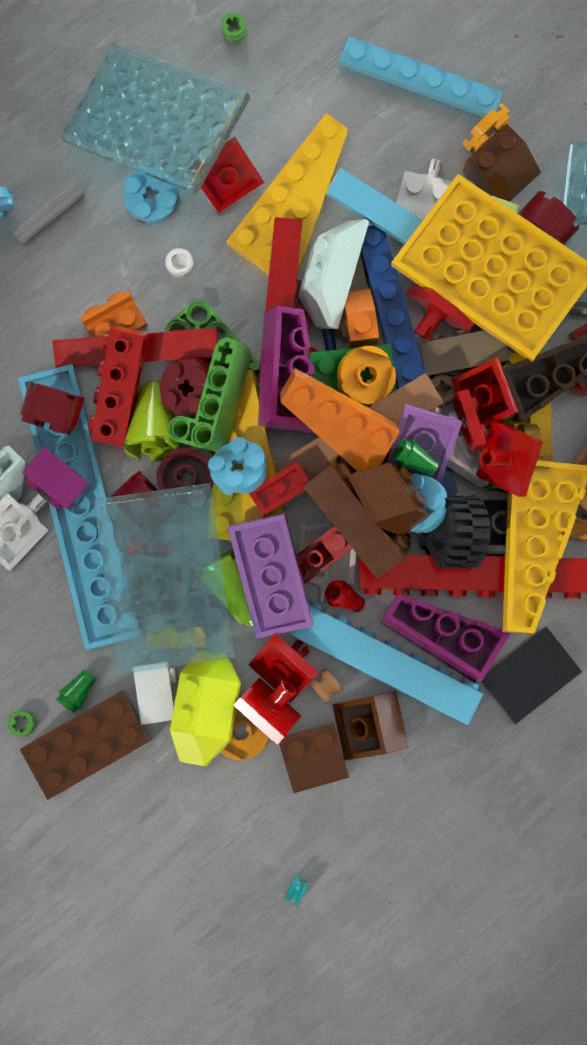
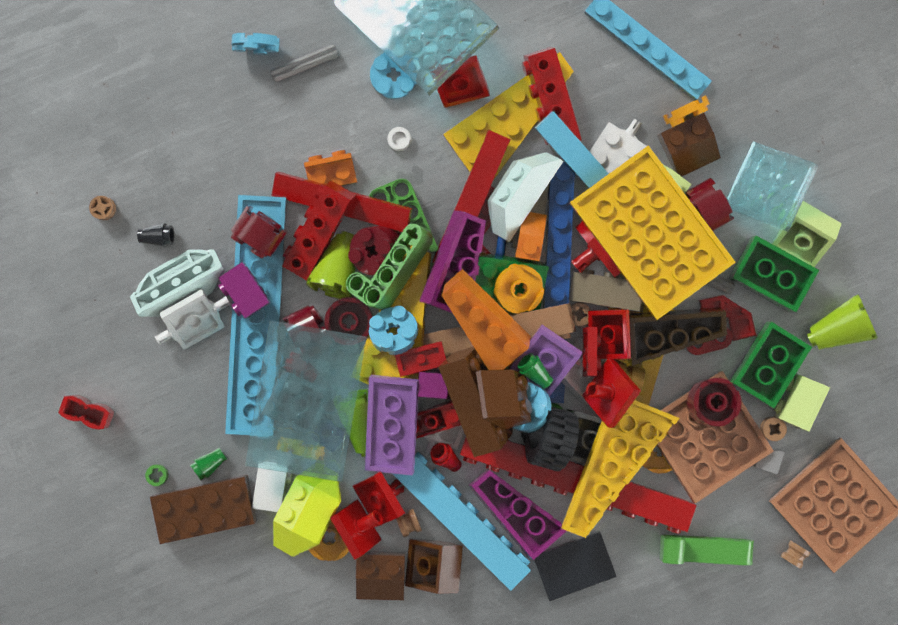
camera: 15 degrees right, 5 degrees up
(305, 517) = (432, 386): none -> magenta brick
(325, 149) = (549, 87): none -> red brick

